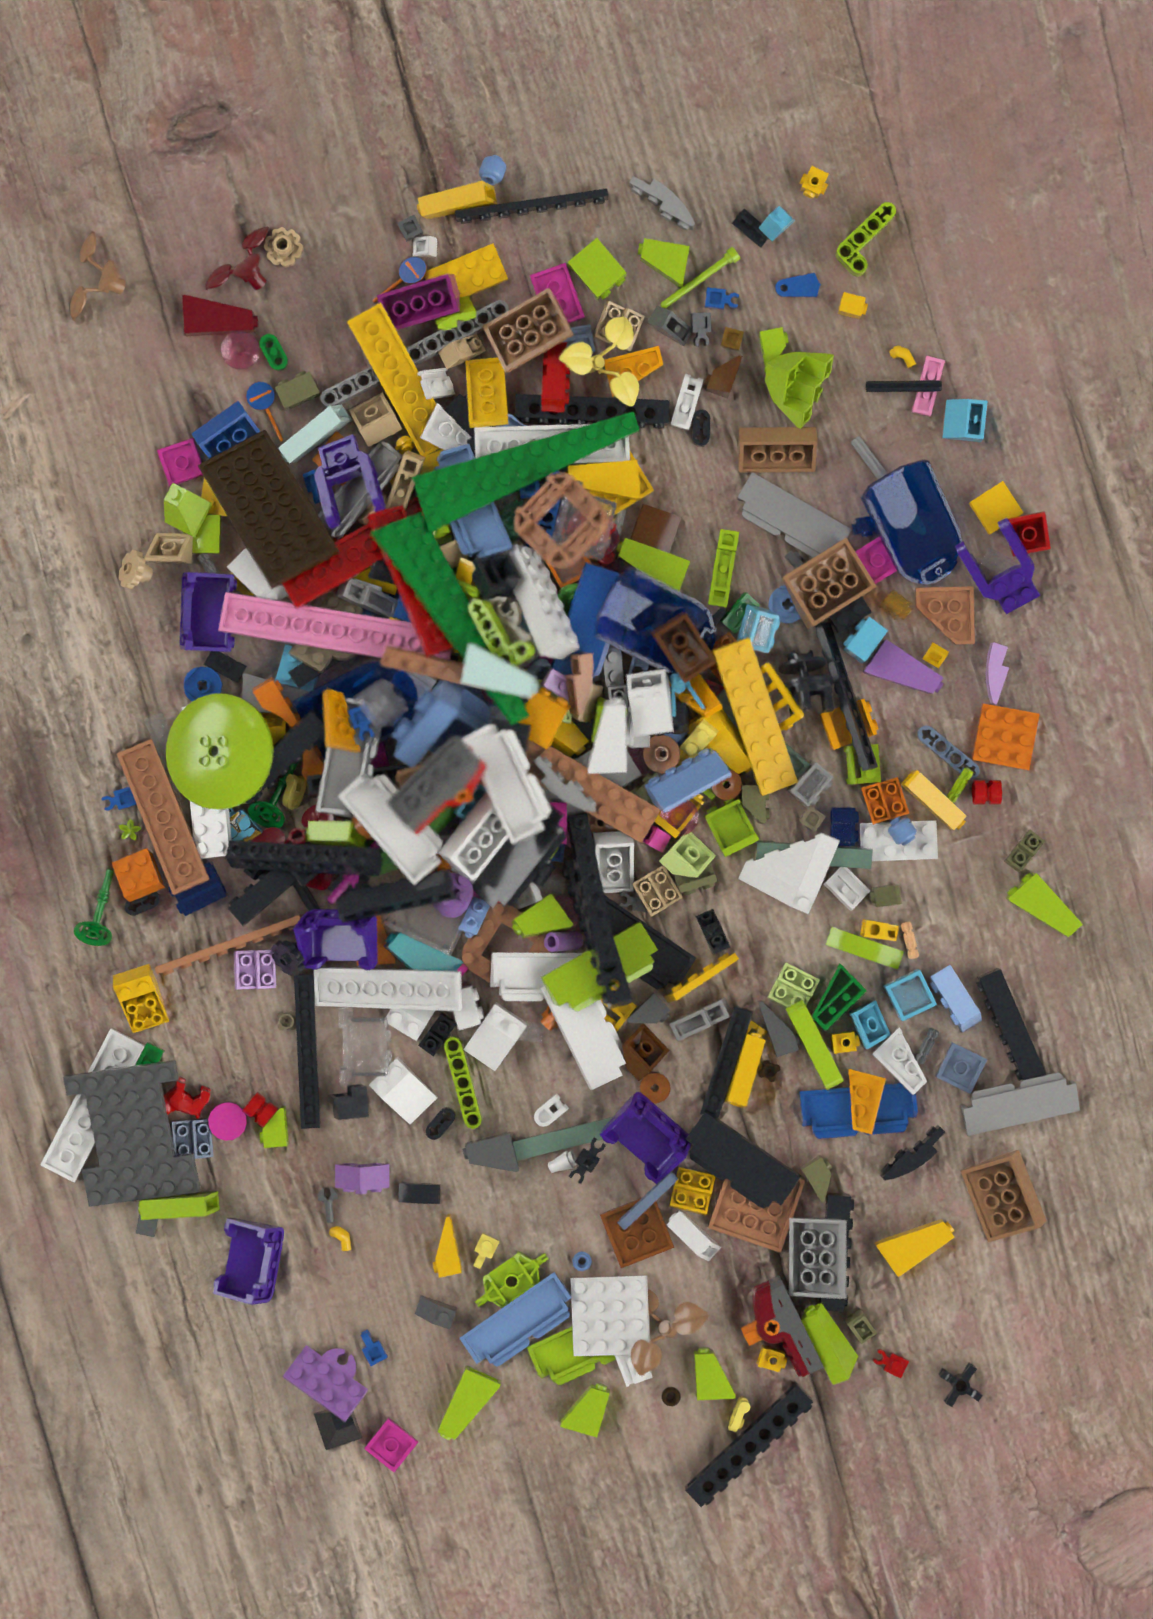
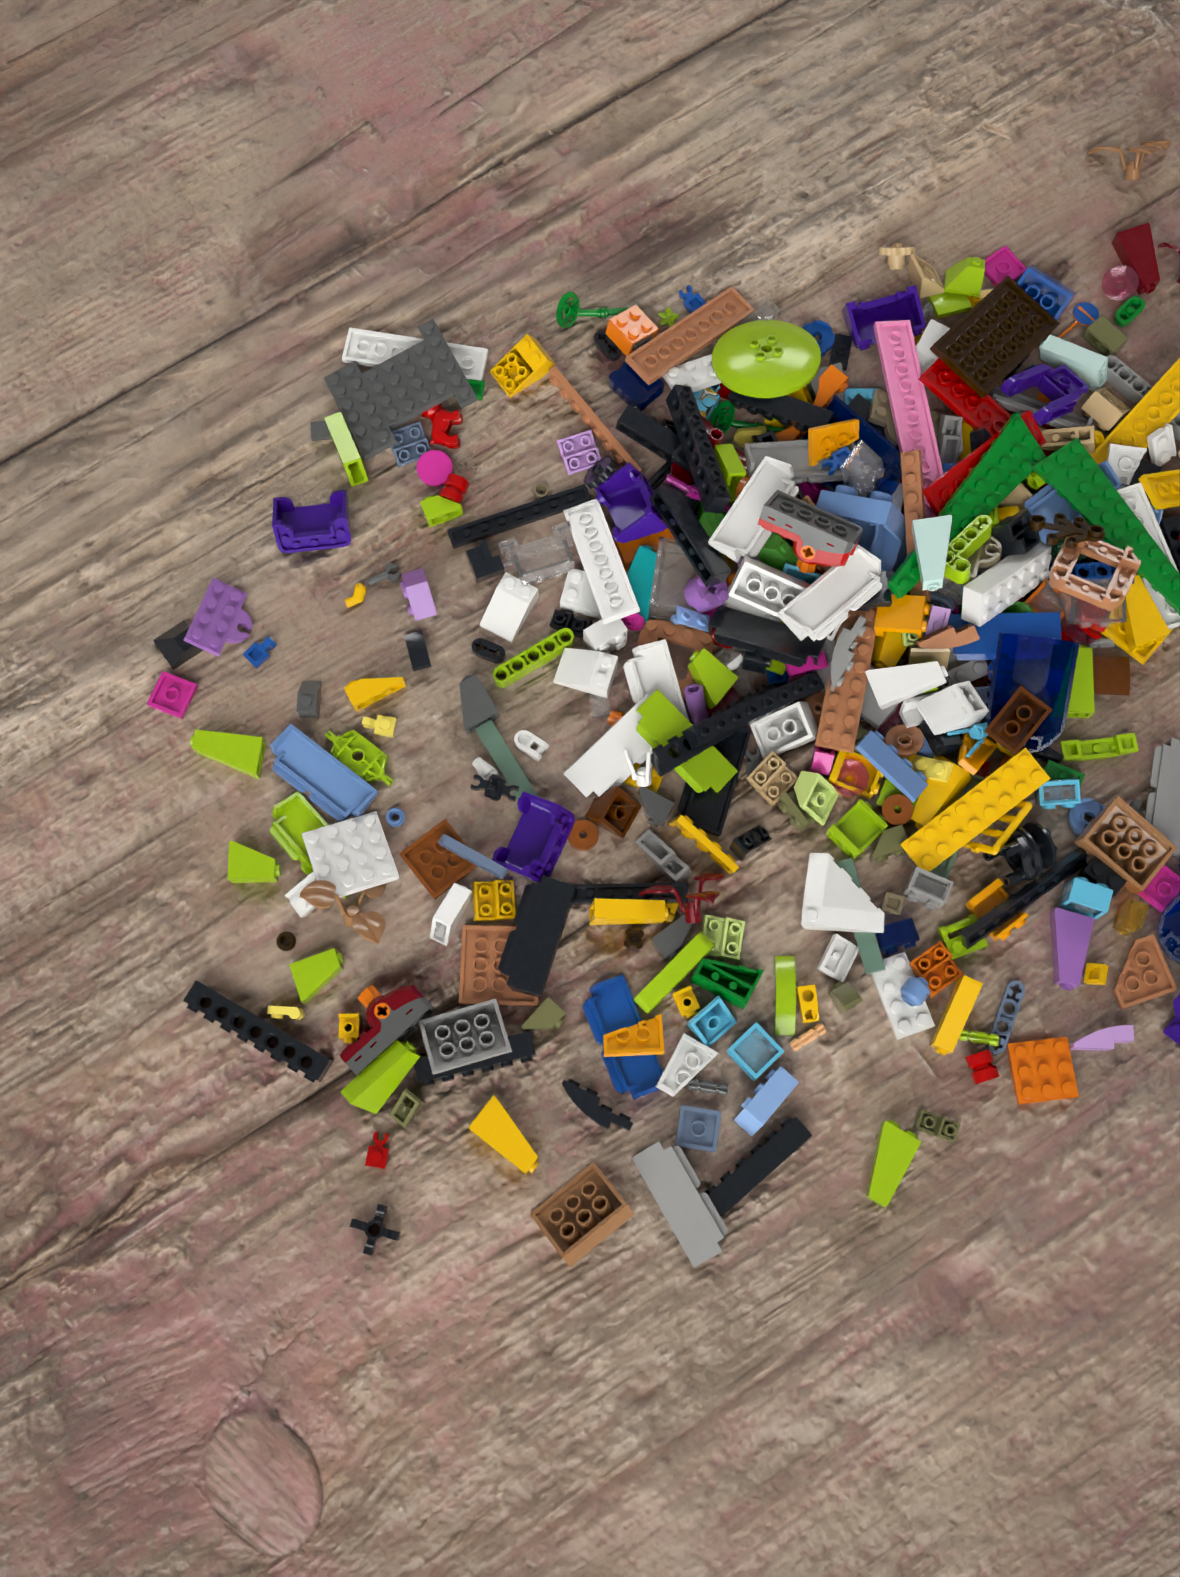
camera: 75 degrees right, 15 degrees down
(512, 529) = (1061, 523): none -> dark brown plant
(618, 1015) = (643, 774): none -> white plant
(763, 1010) = (692, 909): none -> dark red plant

